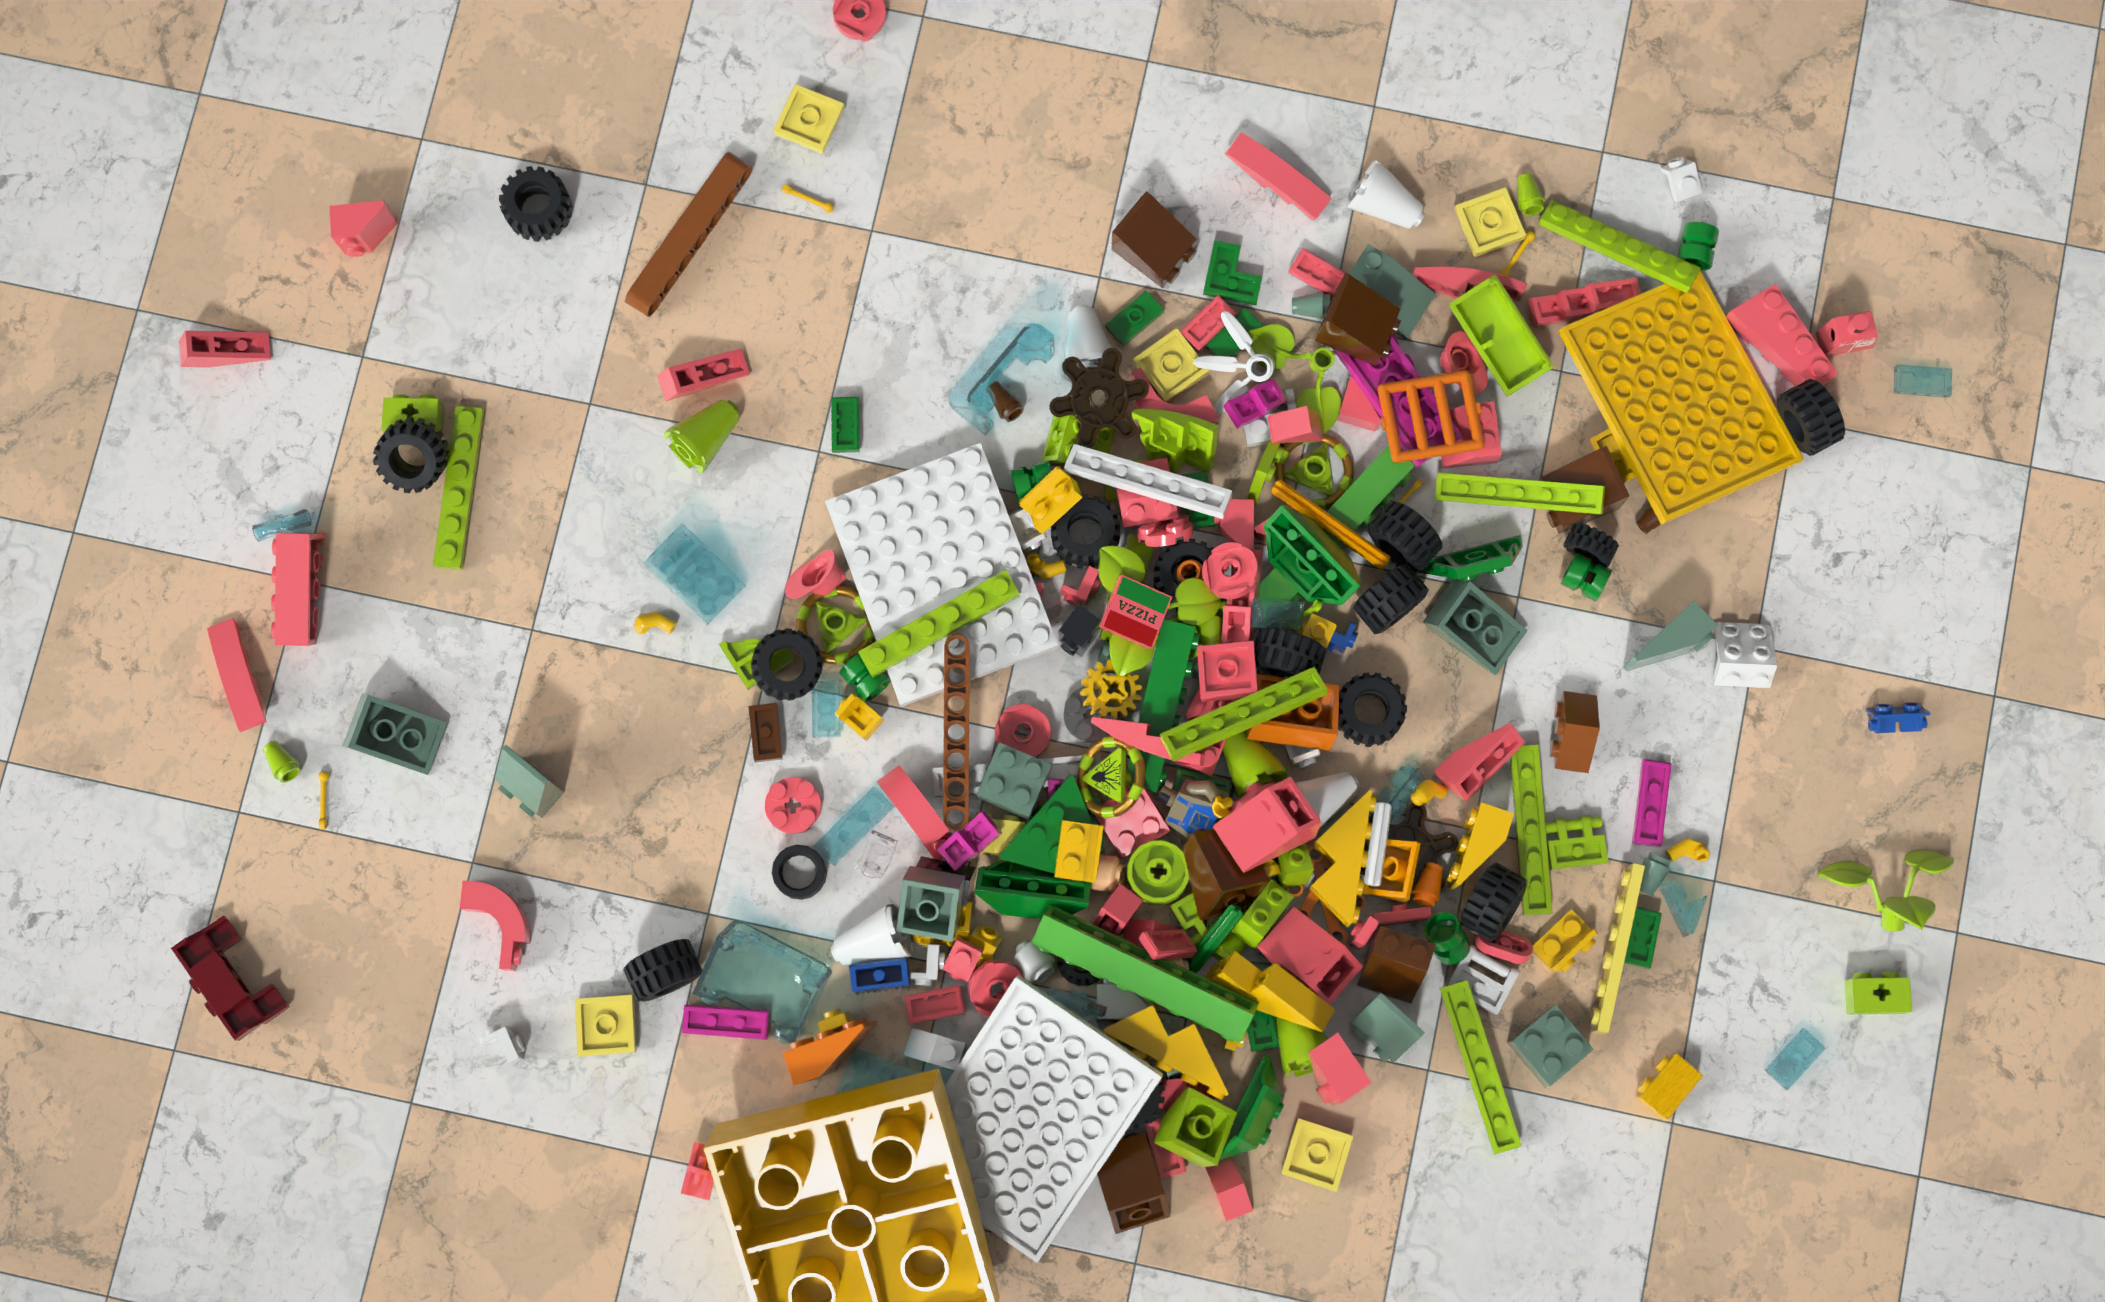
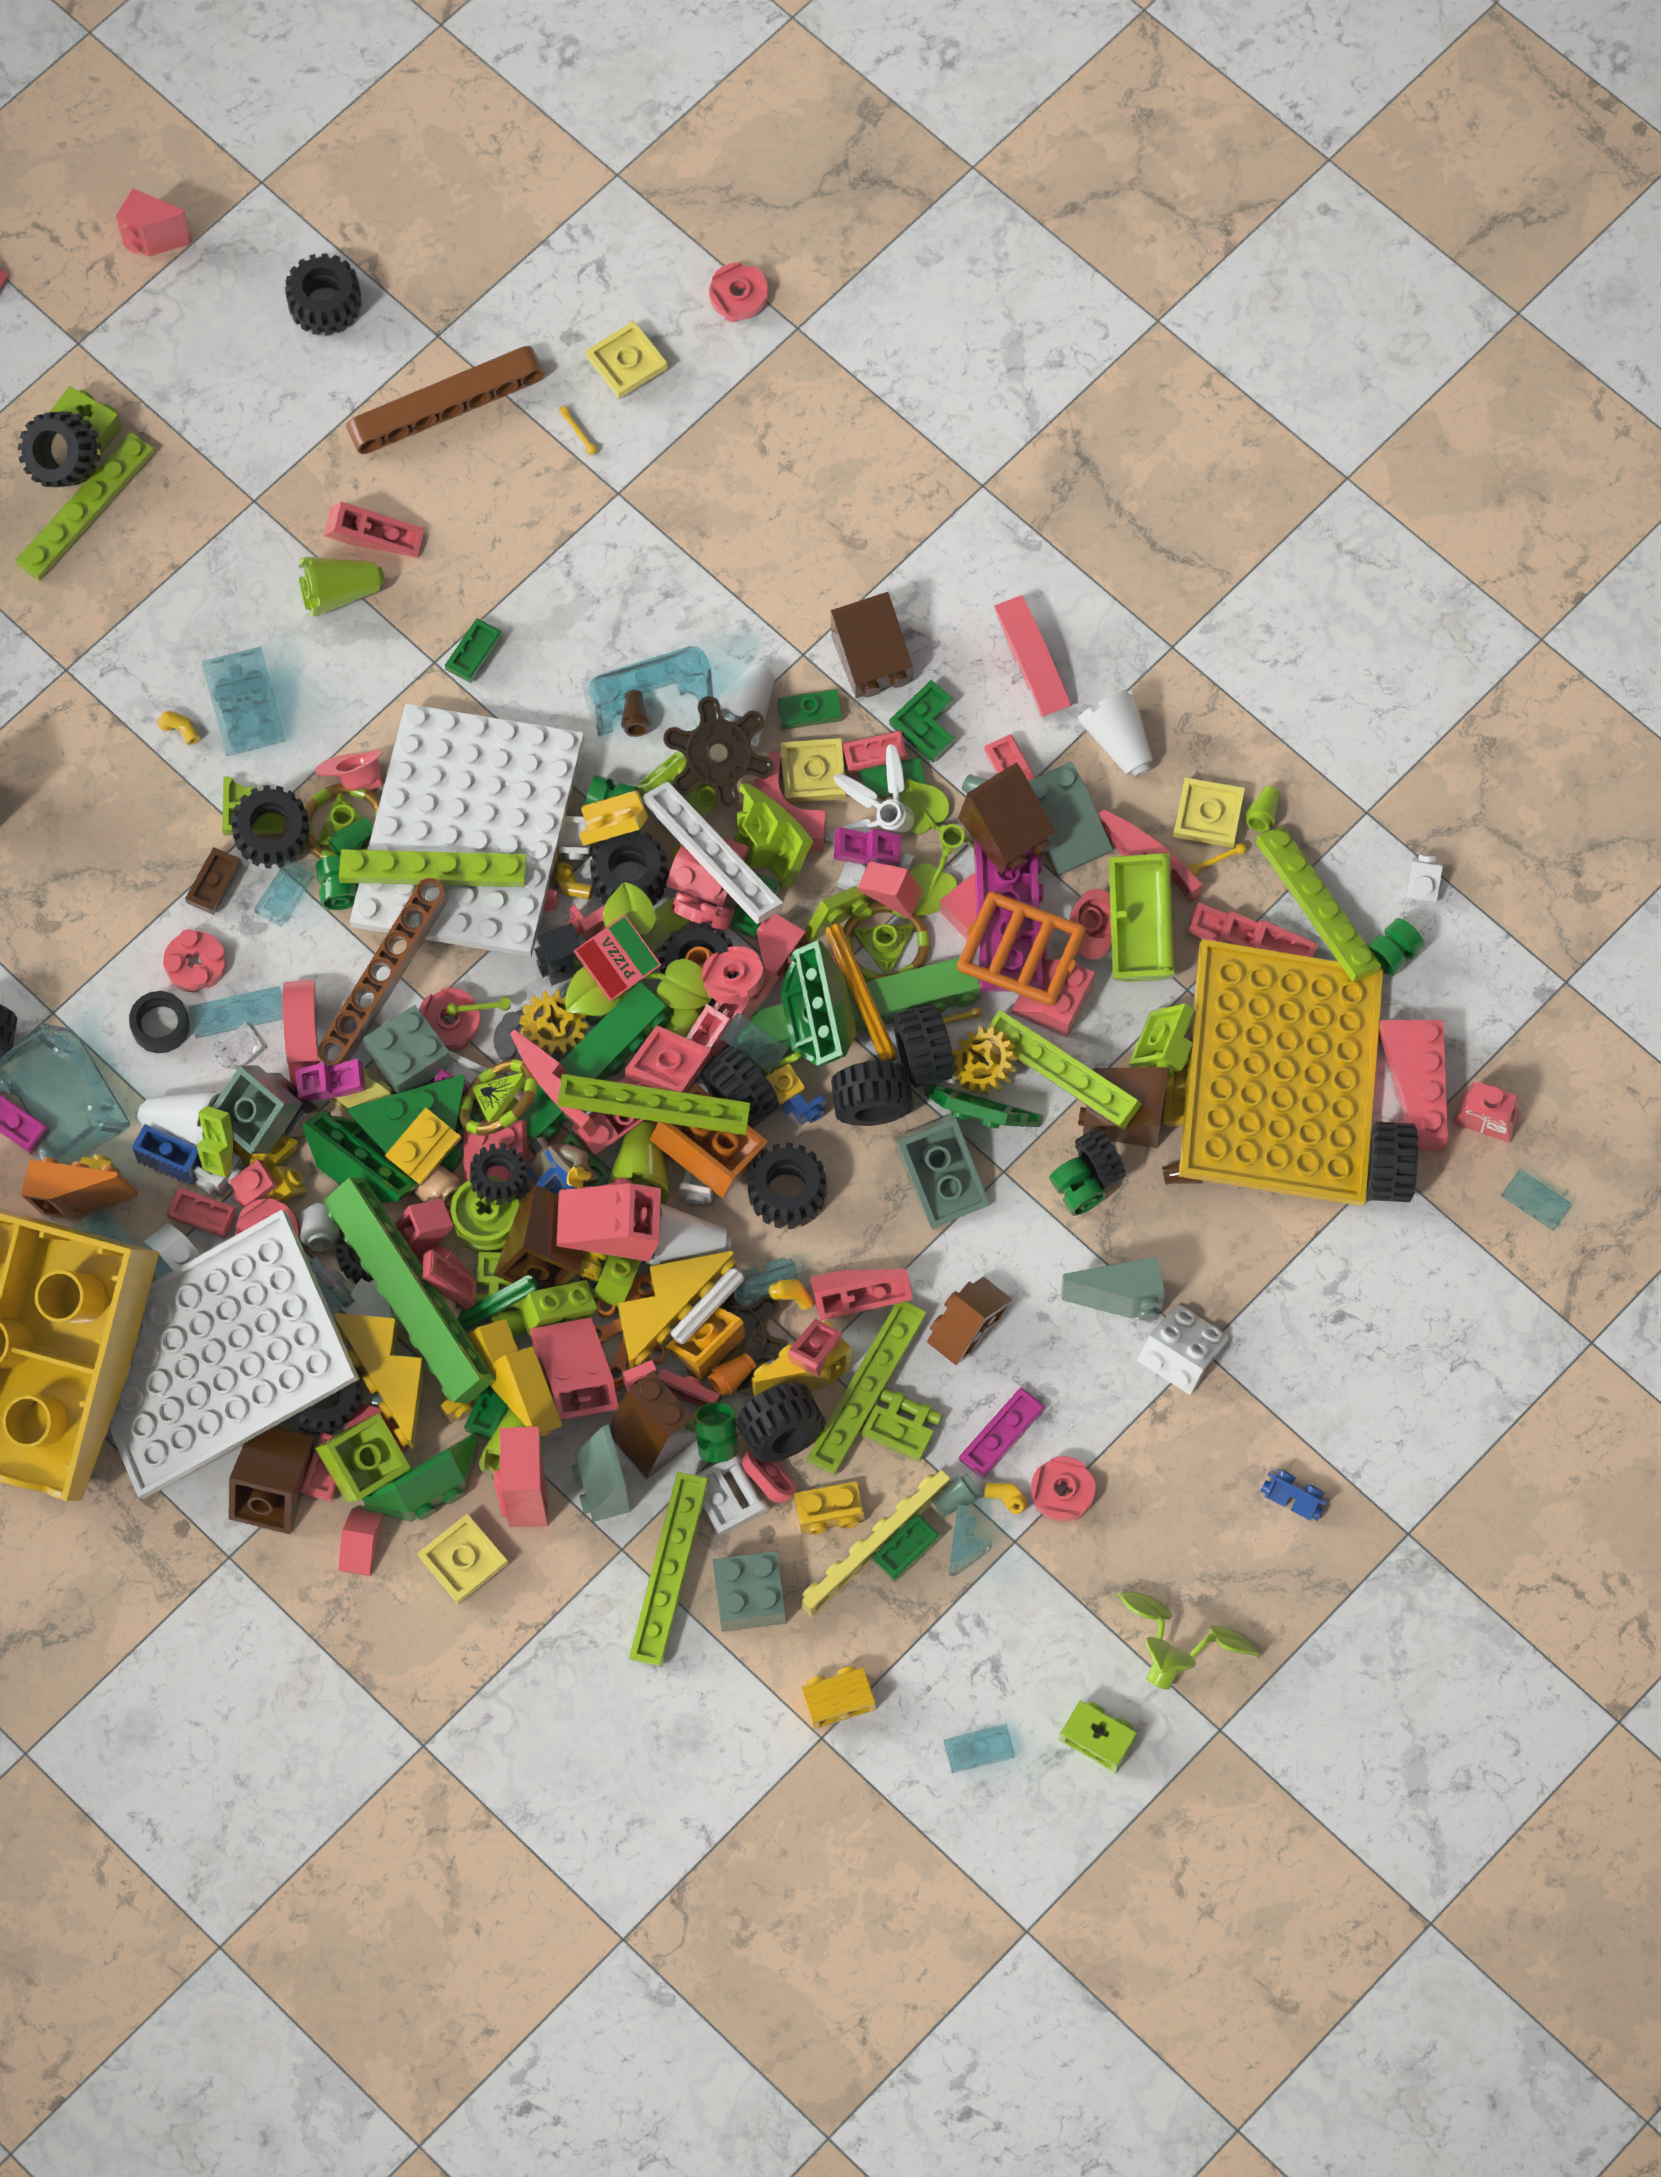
camera: 30 degrees right, 10 degrees down
(853, 634) = (351, 836): none -> green cone
(859, 716) = (307, 914): yellow bracket -> none
(918, 946) = (217, 1146): none -> lime slope
(1059, 696) = (504, 1004): none -> lime hinge
(1159, 823) = (498, 1190): none -> black tyre
(1455, 507) = (996, 1050): none -> yellow gear
(1492, 831) = (814, 1347): none -> coral slope
(1579, 424) = (1163, 1039): none -> lime plate
(1719, 834) = (1073, 1504): none -> coral plate

